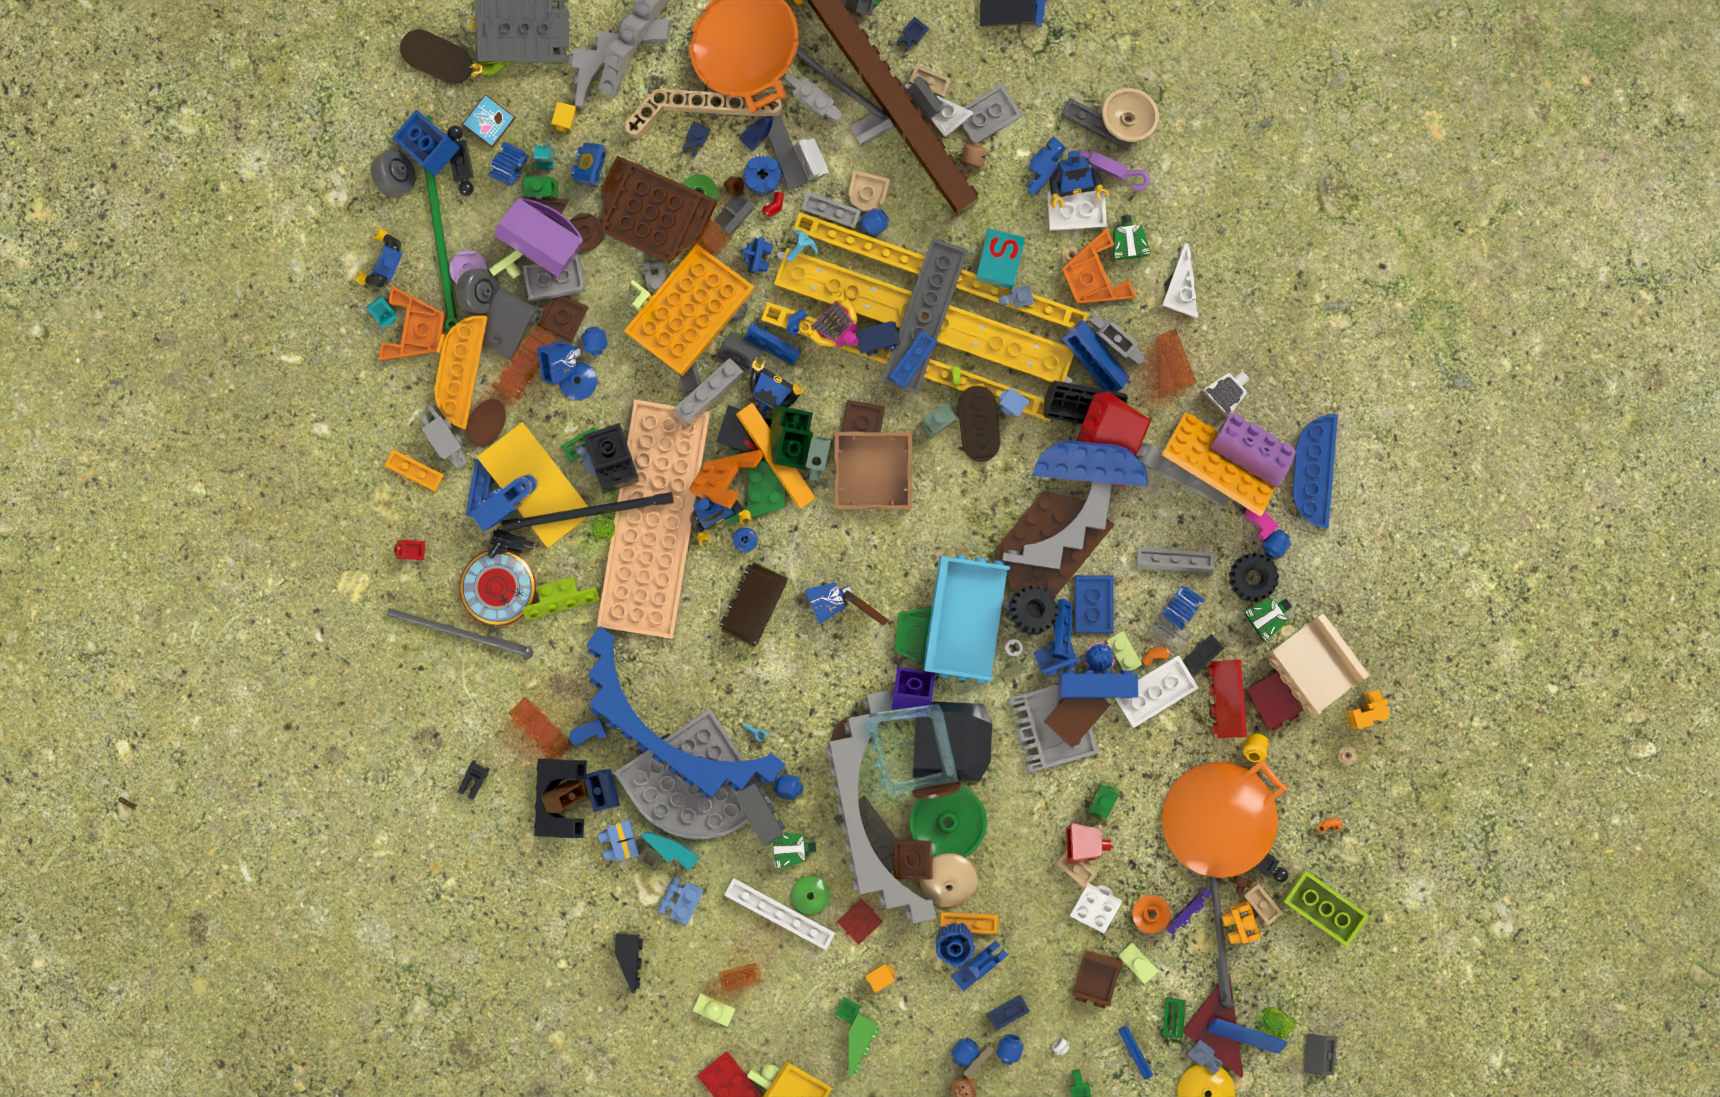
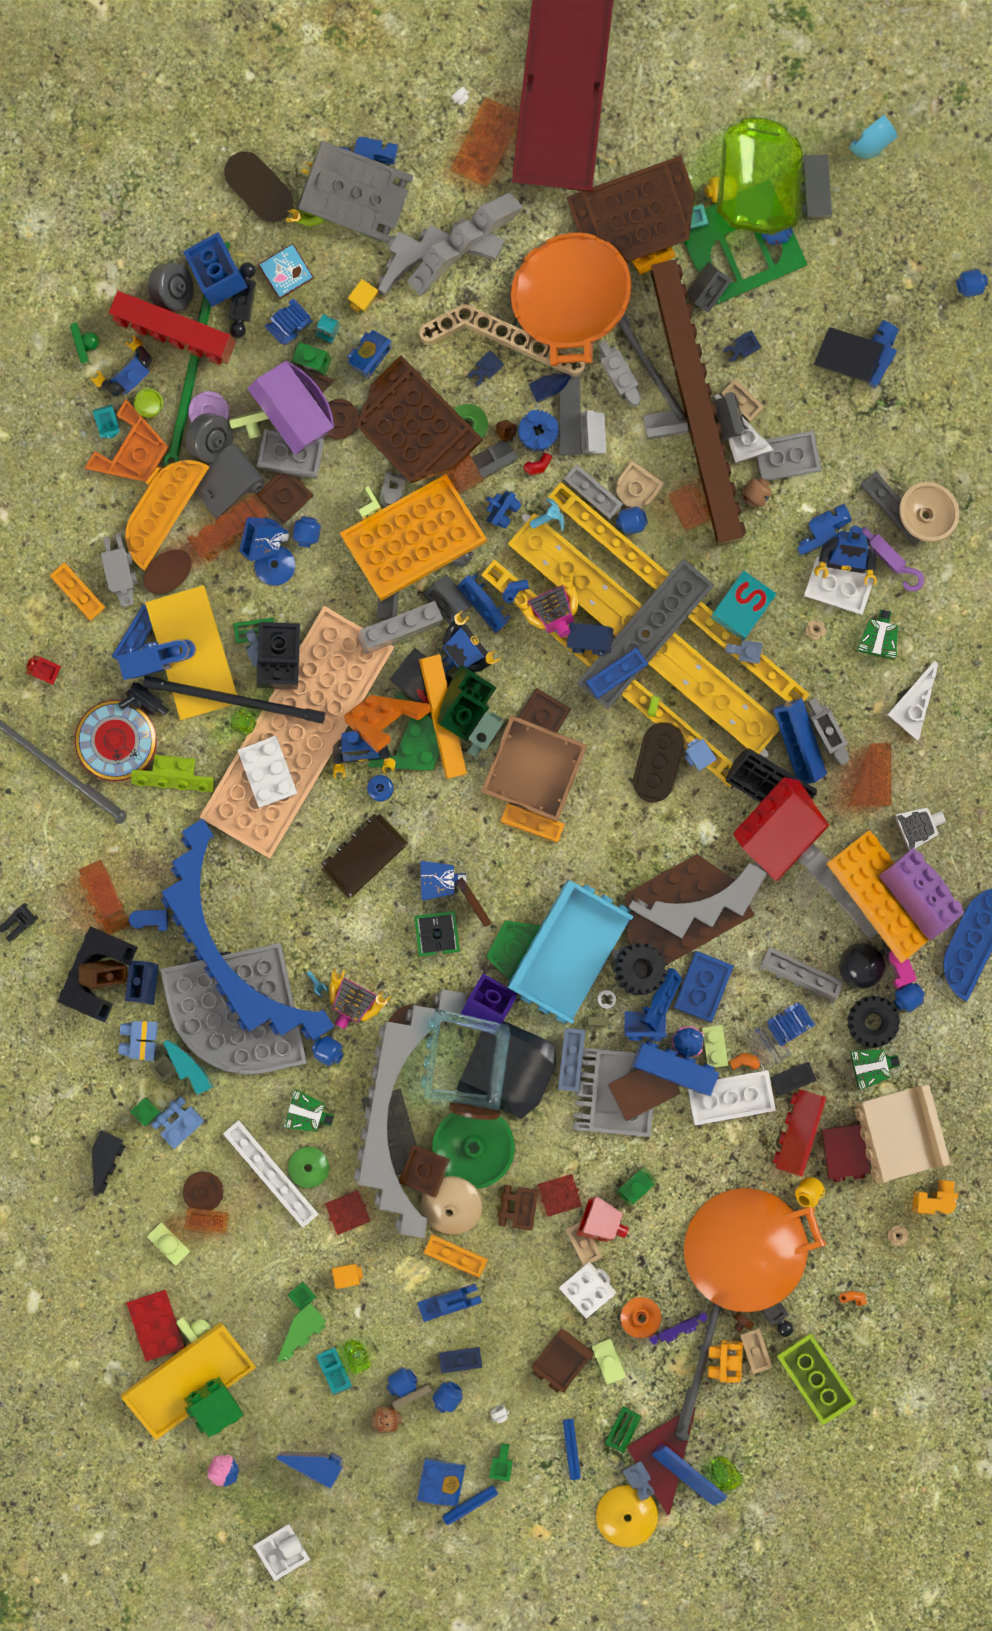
camera: 20 degrees right, 0 degrees up
(335, 251) = (84, 342): none -> green tile
(408, 208) = (172, 327): none -> red brick
(412, 281) = (148, 402): none -> lime piece
(641, 563) = (267, 771): none -> white plate
(649, 902) = (145, 1111): none -> green brick
(726, 952) = (203, 1191): none -> reddish brown tile
(760, 814) = (290, 1067): dark grey brick -> none
(793, 734) = (353, 1000): none -> torso
(845, 640) = (437, 925): none -> black piece
(889, 518) = (532, 822): none -> light orange tile
(902, 1064) = (334, 1371): none -> teal slope
(916, 1044) = (356, 1356): none -> clear neon green rock
(919, 191) = (688, 507): none -> clear orange brick
(938, 420) = (619, 743): sand green torso -> none
(952, 935) = (437, 1261): blue brick -> none
(1004, 712) = (571, 1059): none -> sand blue plate
(1012, 856) = (524, 1208): none -> reddish brown plate
(1039, 834) = (559, 1195): none -> clear red piece
(1088, 278) = (824, 657): orange wing -> none
(1091, 463) = (754, 845): blue plate -> none
(1224, 532) = (861, 965): none -> black piece
(1320, 1054) = (755, 1523): dark grey panel -> none

